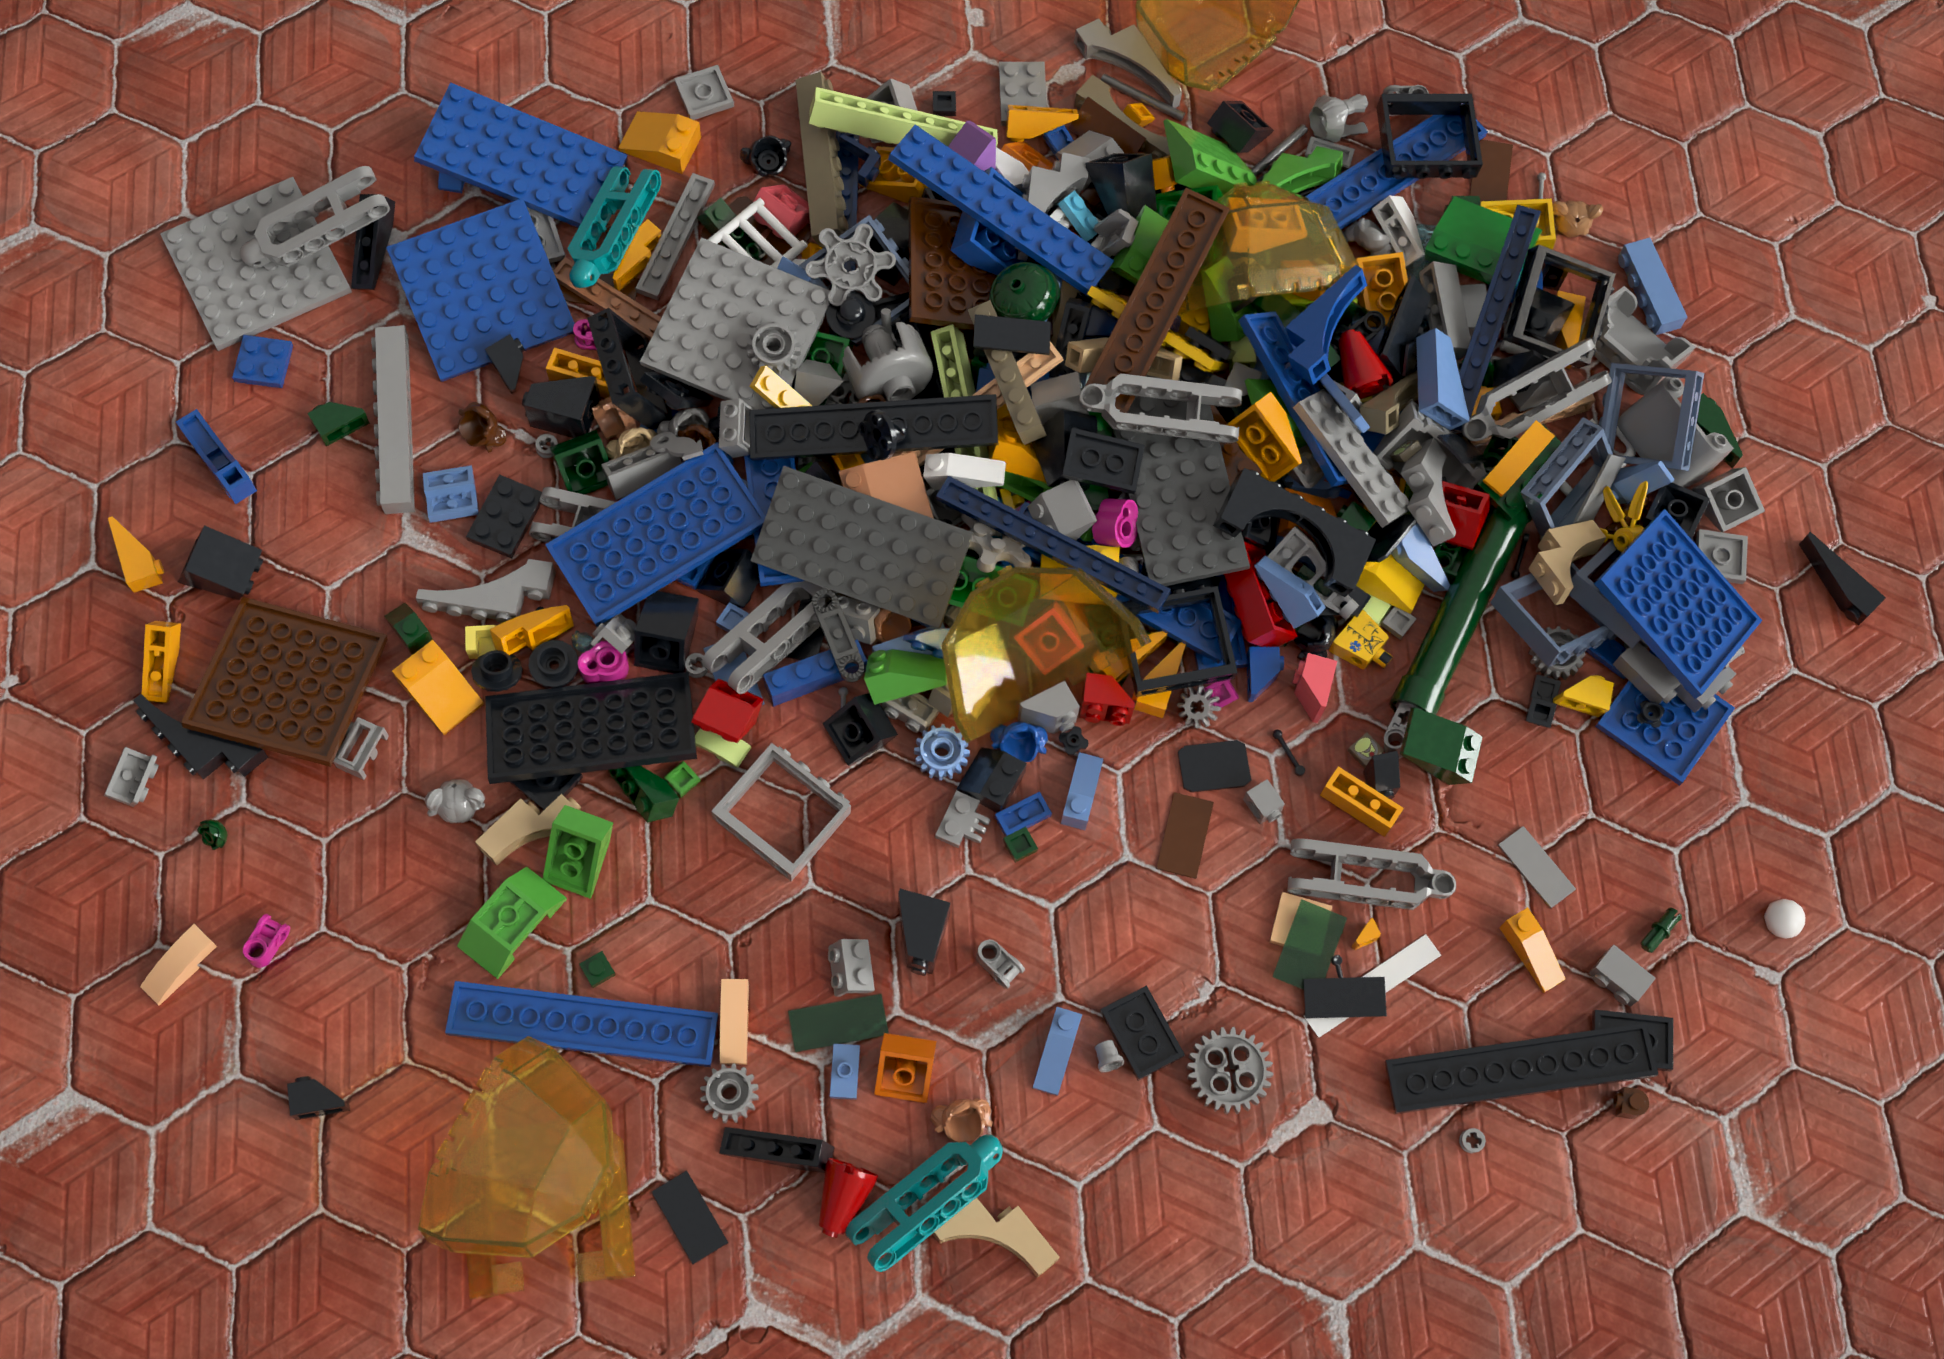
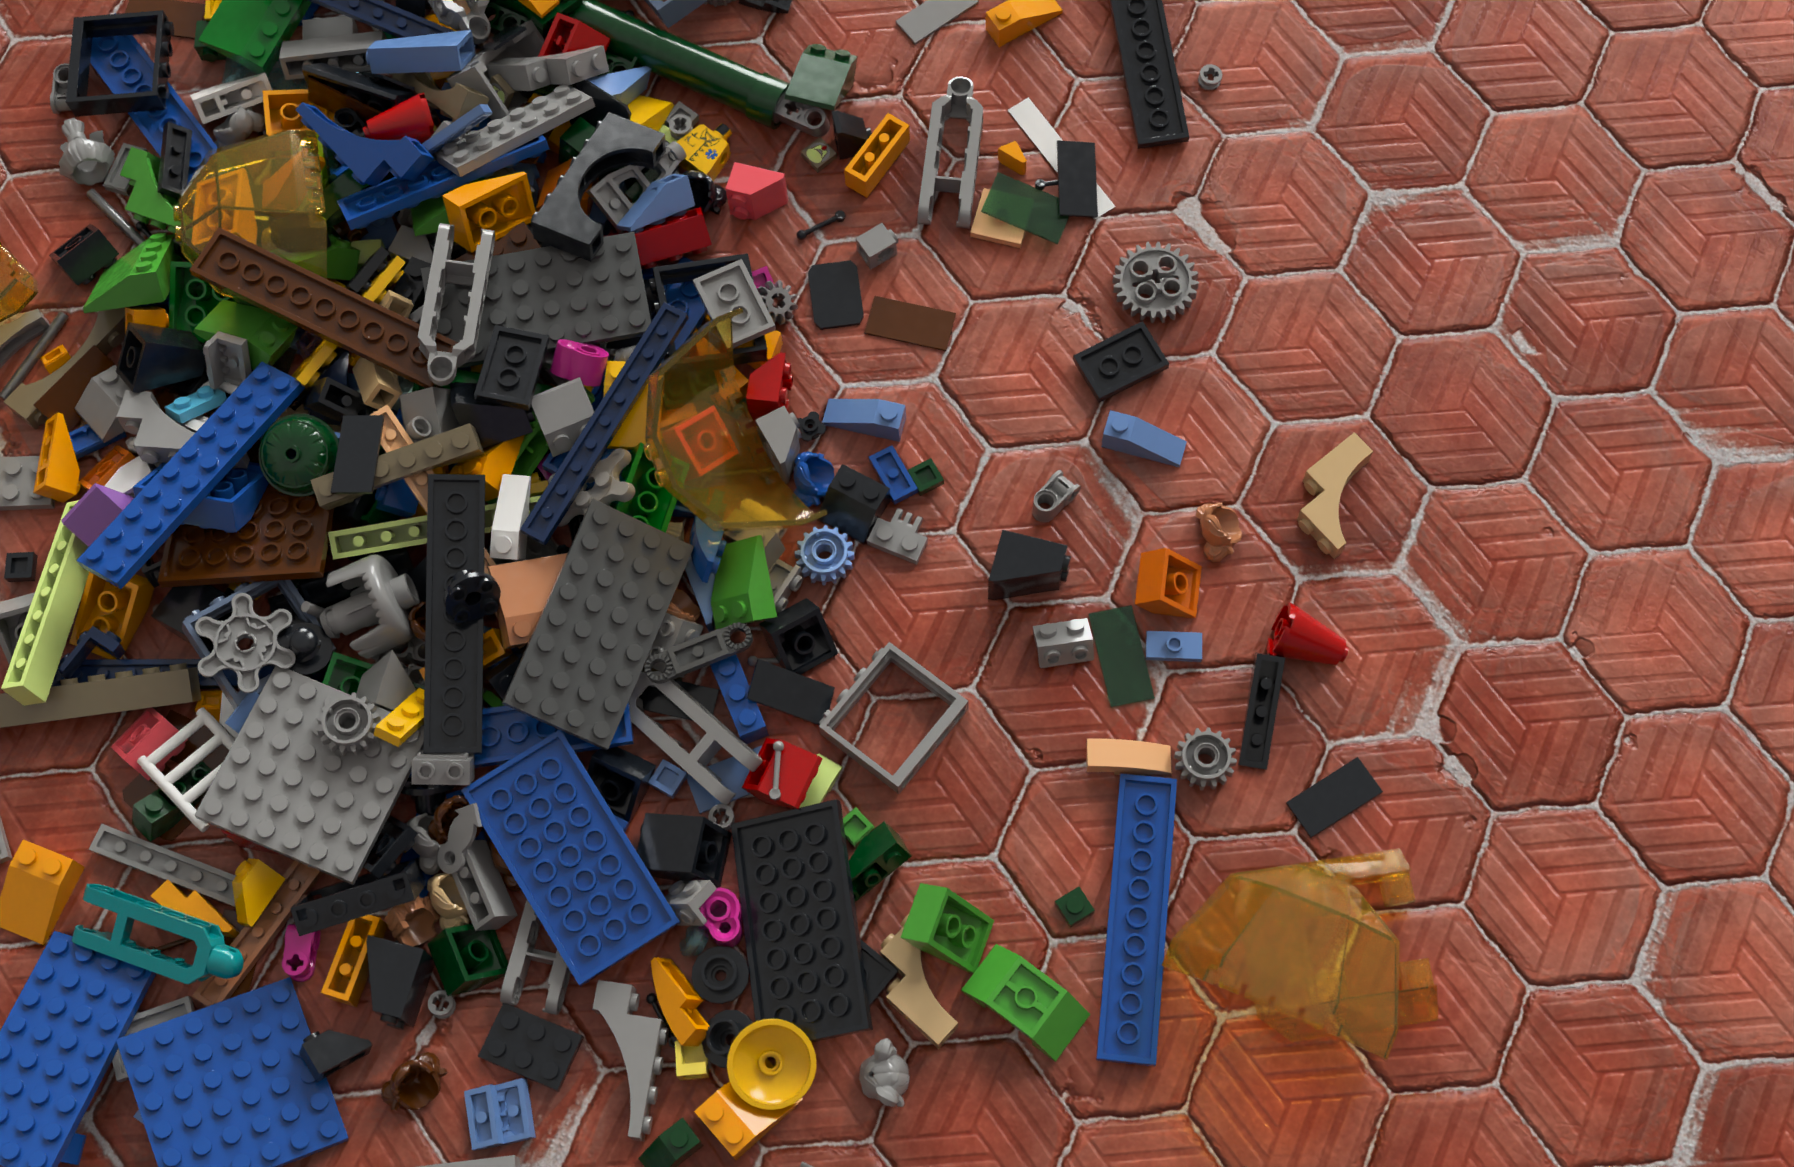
camera: 80 degrees left, 0 degrees up
(453, 696) = (776, 1085): none -> yellow dish
(648, 295) = (254, 889): none -> yellow slope
(705, 701) = (775, 793): none -> light grey hinge
(767, 149) = (67, 756): black hair -> none
(806, 719) = (789, 692): none -> black piece
(910, 1229) = (1258, 508): teal piece -> none
(1048, 386) = (418, 425): none -> light grey hinge
(1108, 1056) = (1146, 392): light grey piece -> none
(1179, 658) = (732, 289): none -> light grey plate
(1262, 669) = (732, 240): blue slope -> none
(1328, 185) = (174, 160): none -> black plate
(1383, 611) = (680, 119): none -> light grey bush
(1397, 298) = (333, 100): none -> reddish brown piece

